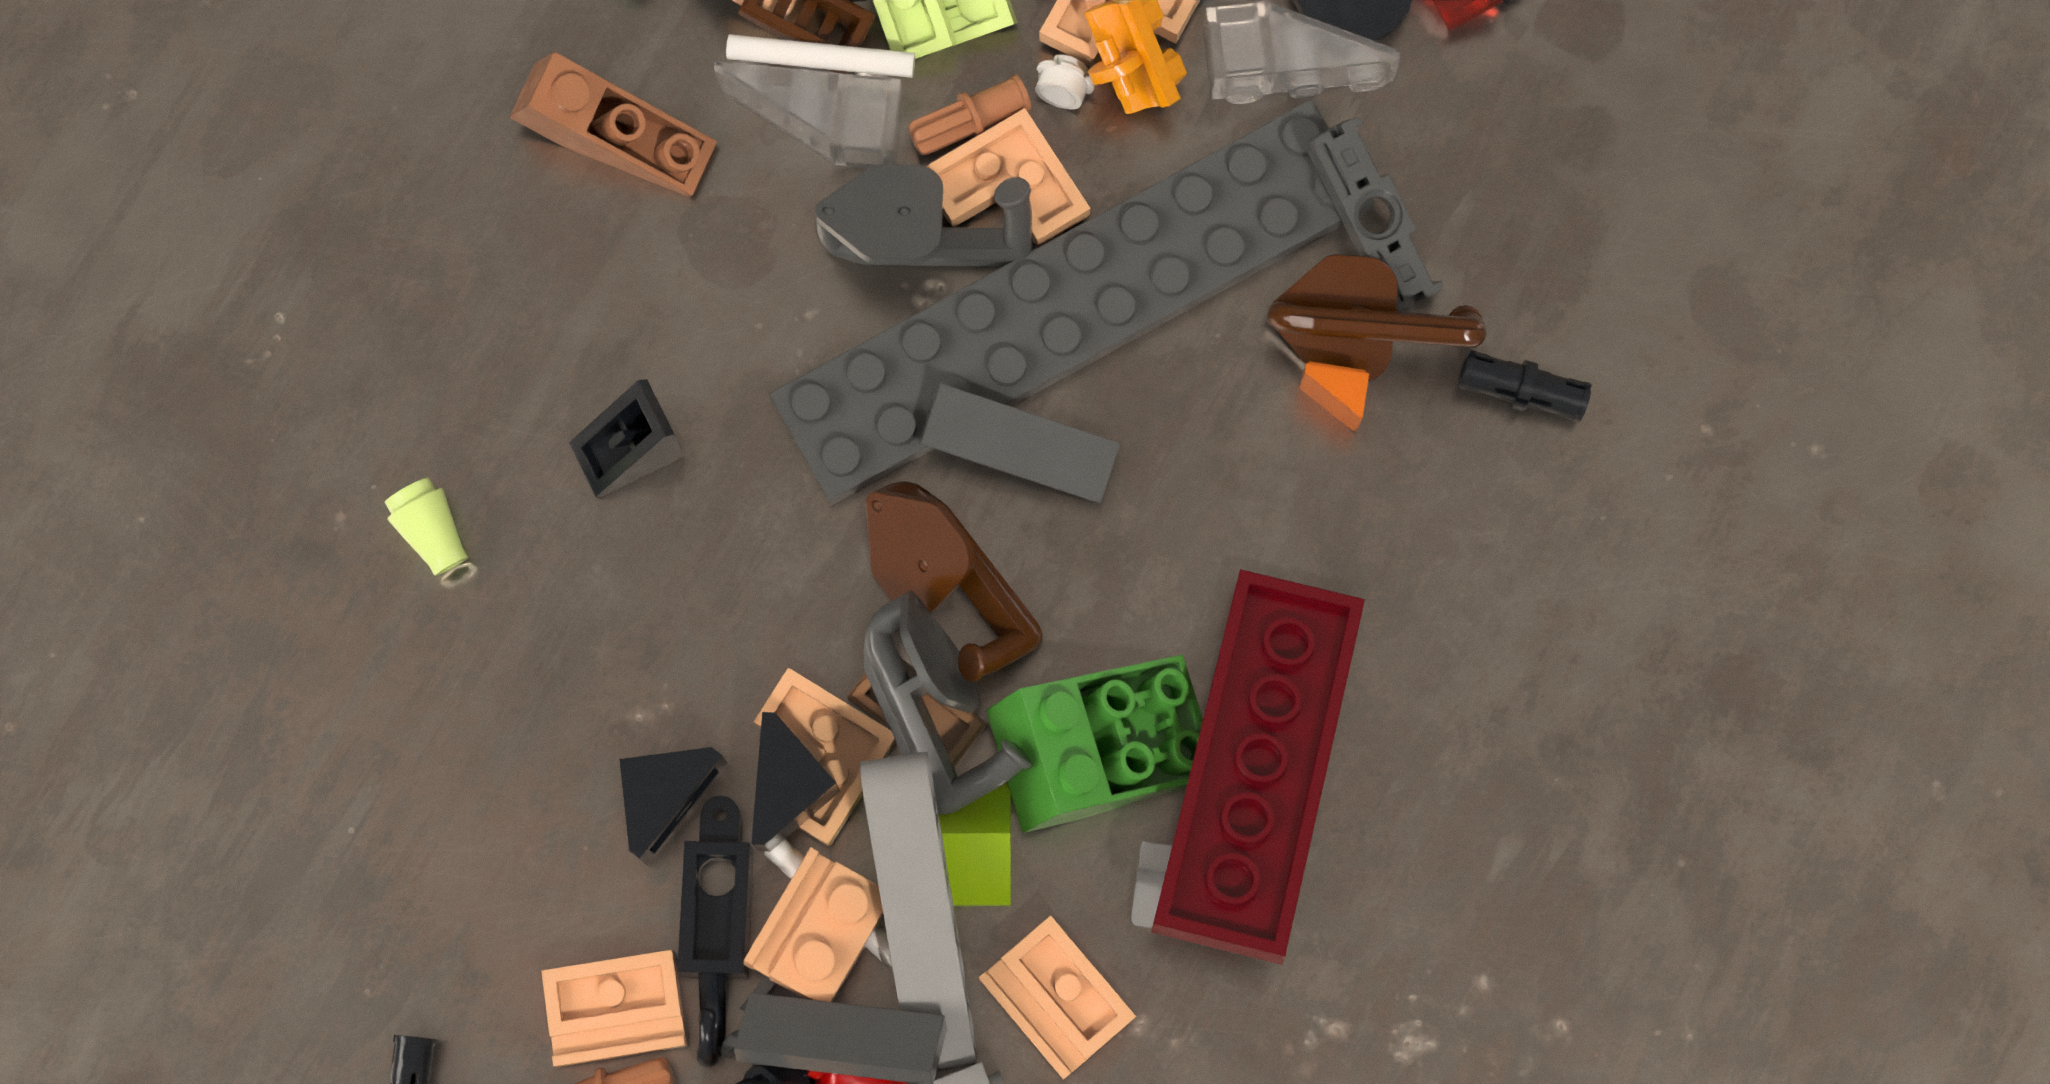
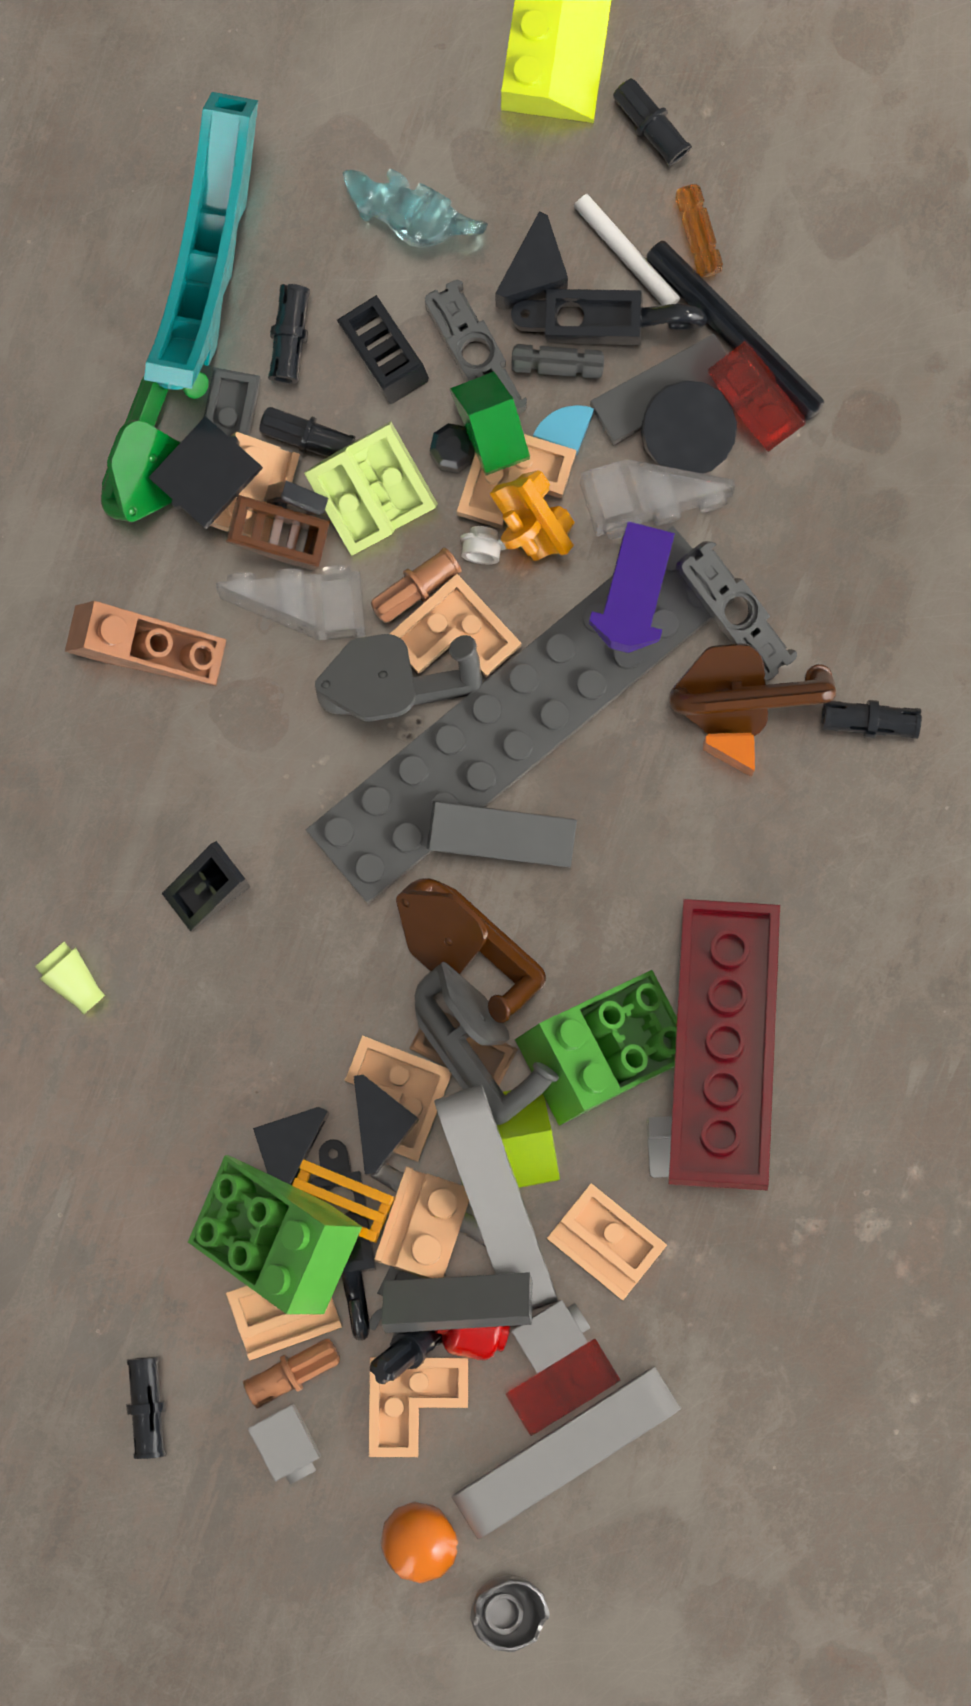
camera: 10 degrees left, 5 degrees up
(617, 908) = (274, 1237): none -> bright green slope
(668, 846) = (378, 1217): none -> light orange tile
(820, 56) = (295, 564): white bar -> none
(1248, 158) = (634, 589): none -> dark purple piece

